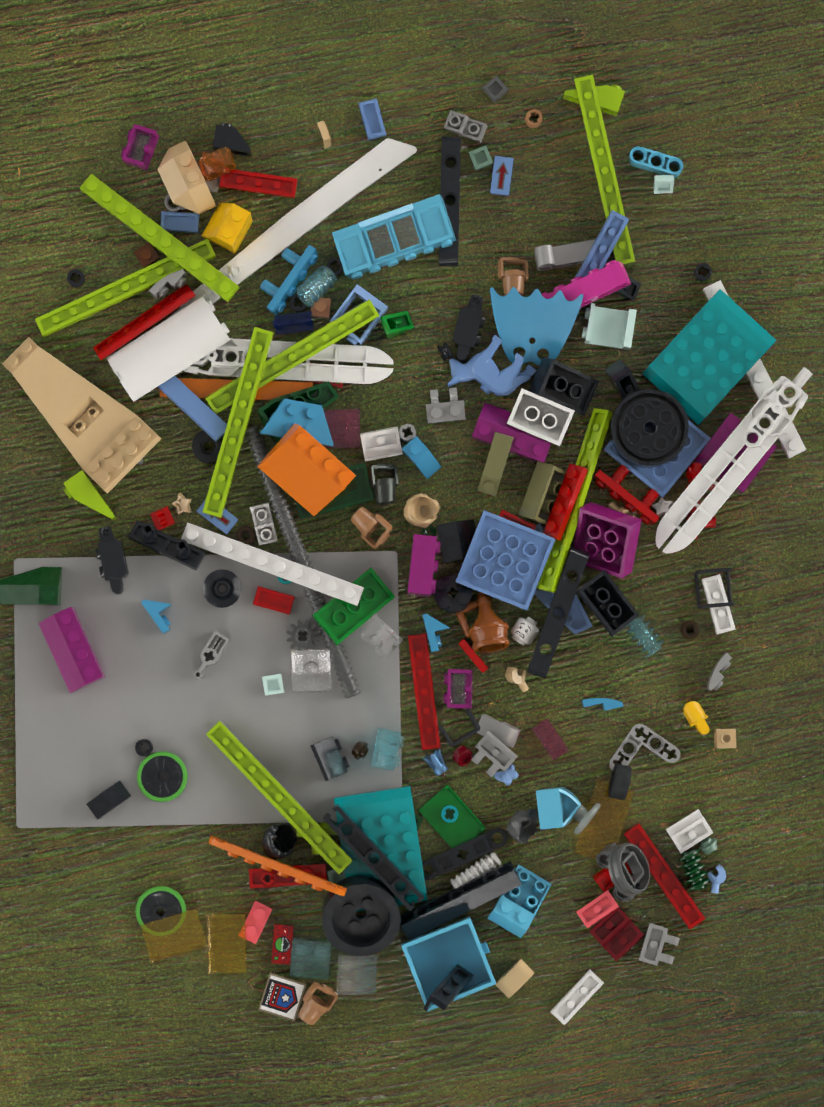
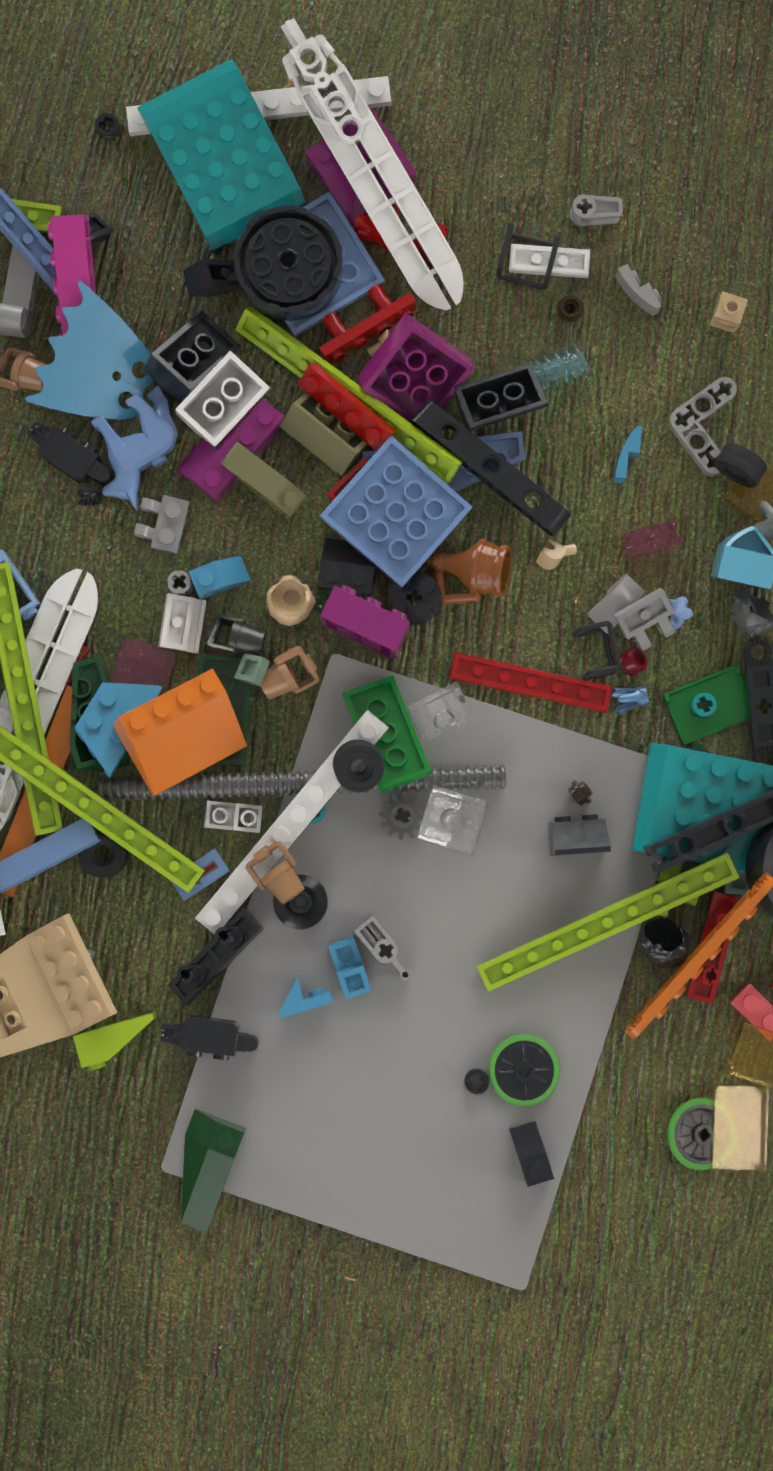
camera: 70 degrees left, 0 degrees up
(71, 649) = (311, 1133): magenta slope -> none
(162, 518) = (178, 949): red tile -> none
(182, 504) = (168, 916): tan piece -> none
(190, 636) = (349, 967): none -> dark azure slope
(231, 570) = (282, 879): none -> medium nougat piece
(246, 529) = (231, 845): dark brown plate -> none
(273, 600) = (340, 838): red tile -> none
(273, 684) = (453, 878): light aqua plate -> none
(316, 602) = (363, 780): none -> black tyre
(365, 501) = (252, 669): none -> sand green plate
(386, 749) = (592, 757): clear light blue slope -> none
(396, 323) = (29, 548): green slope -> none
(432, 626) = (448, 642): dark azure slope -> none
(459, 688) = (543, 634): magenta window -> none
(475, 657) = (506, 600): red tile -> none
(524, 631) = (497, 521): white head -> none
(609, 327) = (136, 271): light aqua panel -> none
(662, 506) = (397, 286): white piece -> none
(696, 716) = (687, 339): yellow arm -> none
(765, 625) = (599, 210): none -> light grey piece

